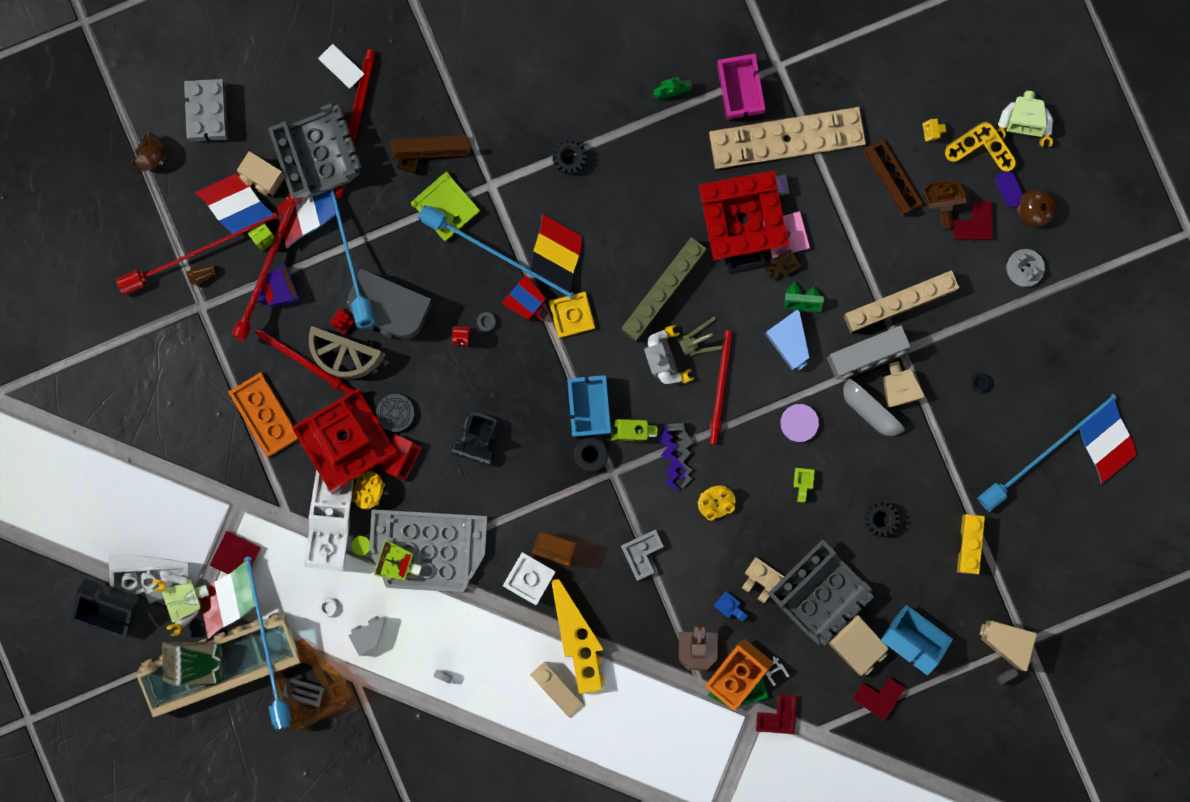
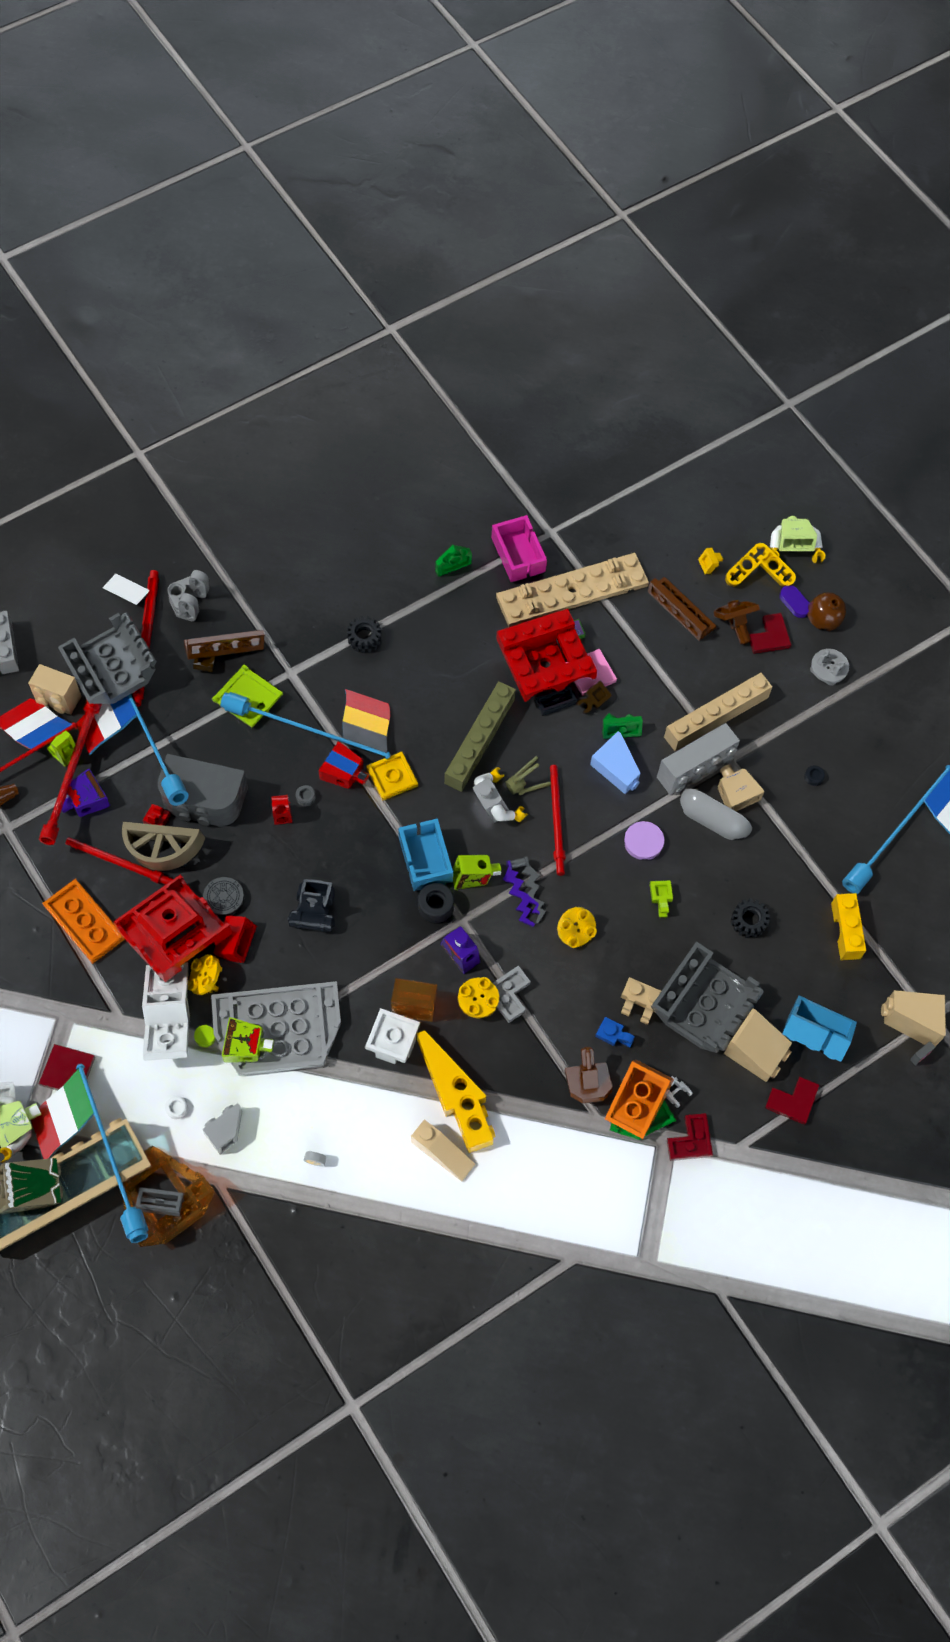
camera: 10 degrees left, 20 degrees down
(407, 74) = (186, 604): none -> light grey piece
(605, 505) = (459, 948): none -> dark purple torso
(610, 546) = (474, 989): none -> yellow plate

